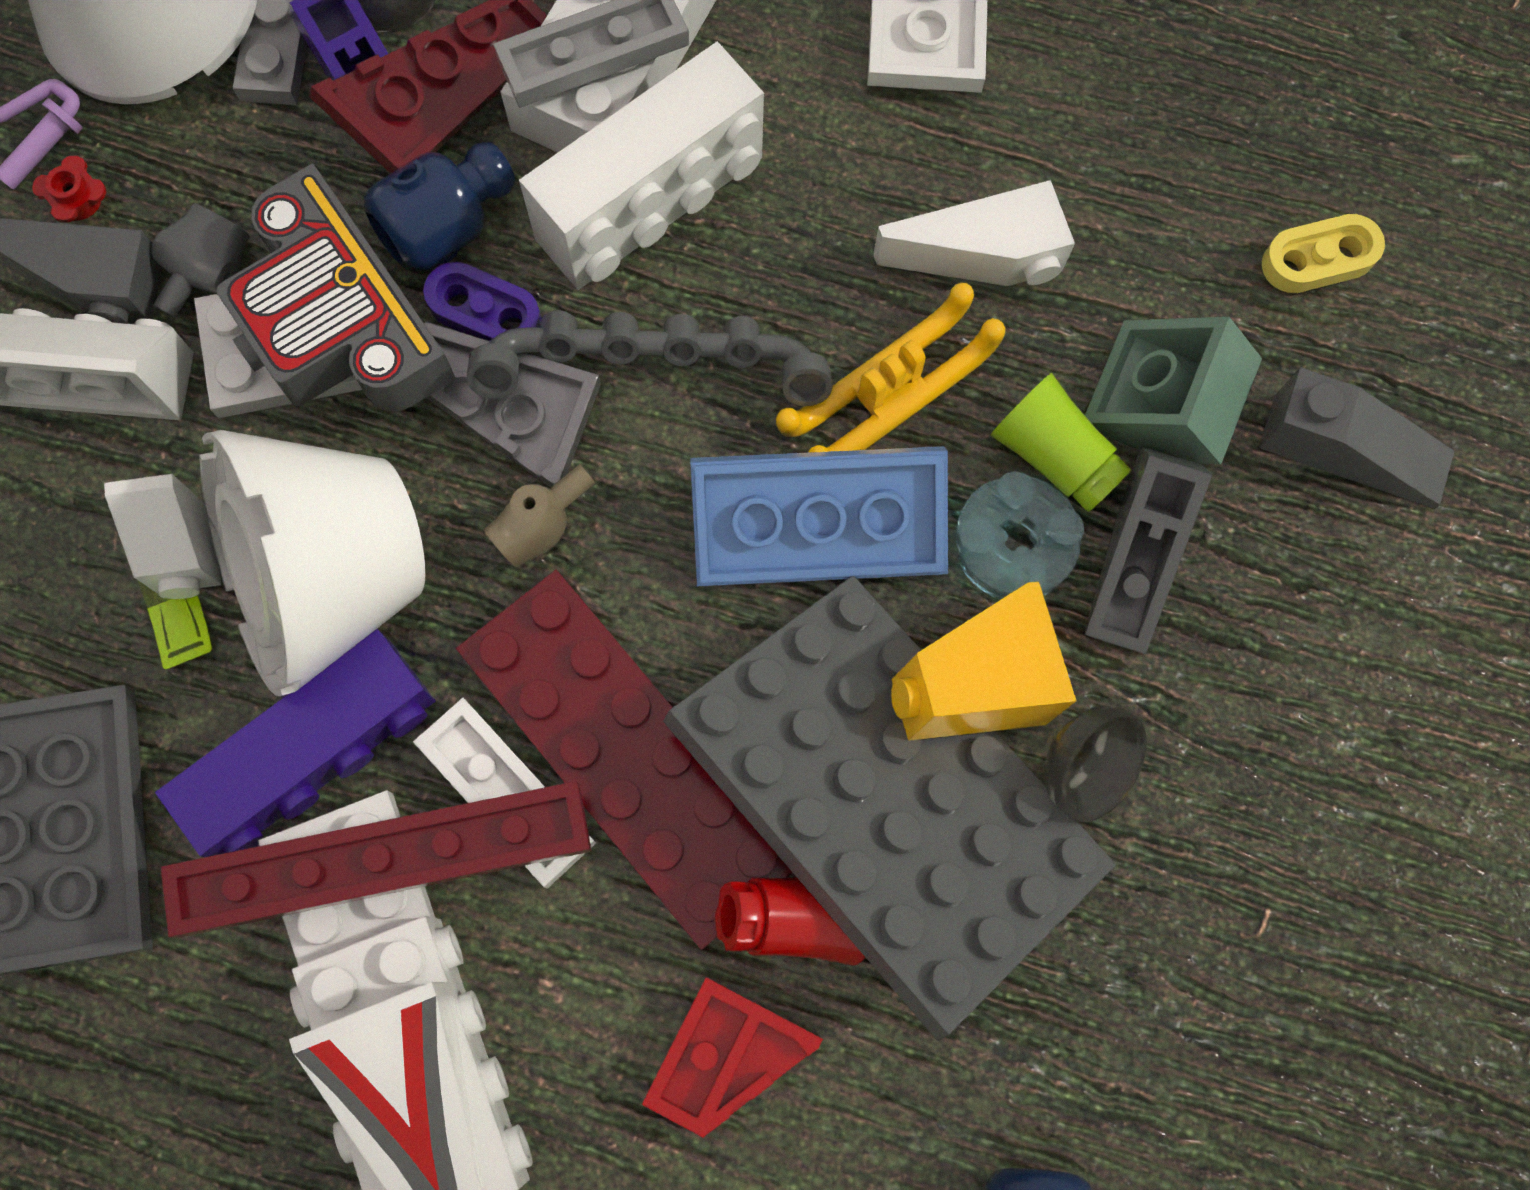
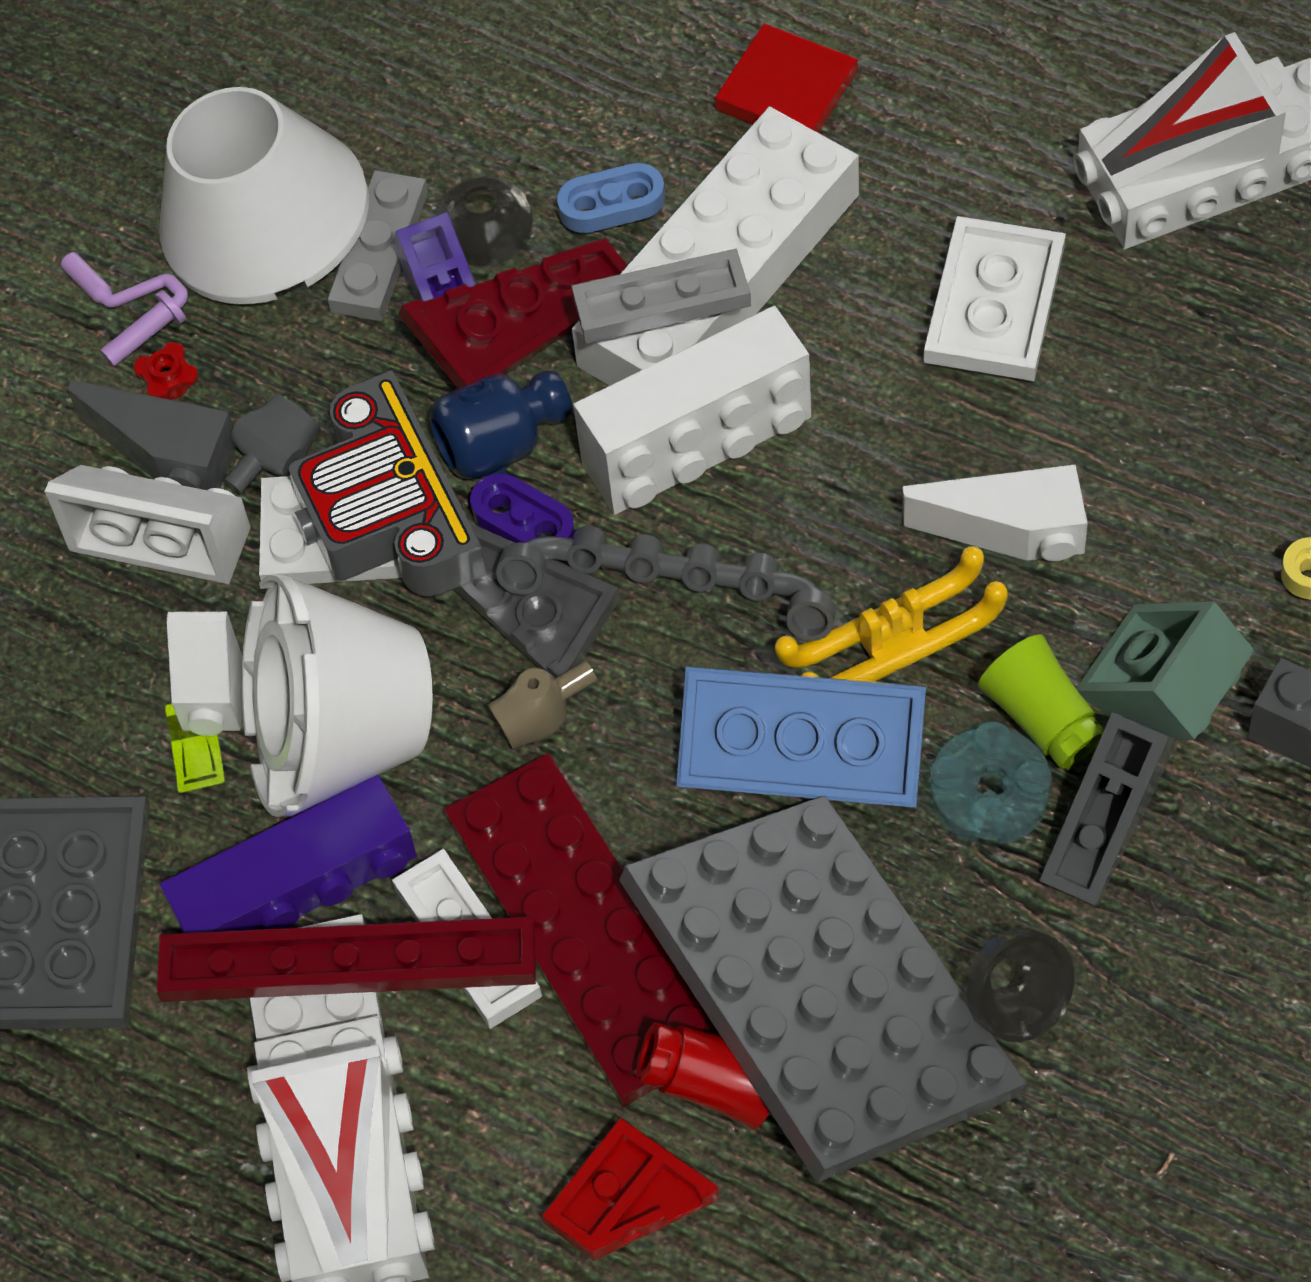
camera: 20 degrees right, 15 degrees down
(987, 673) = (926, 888): yellow slope -> none

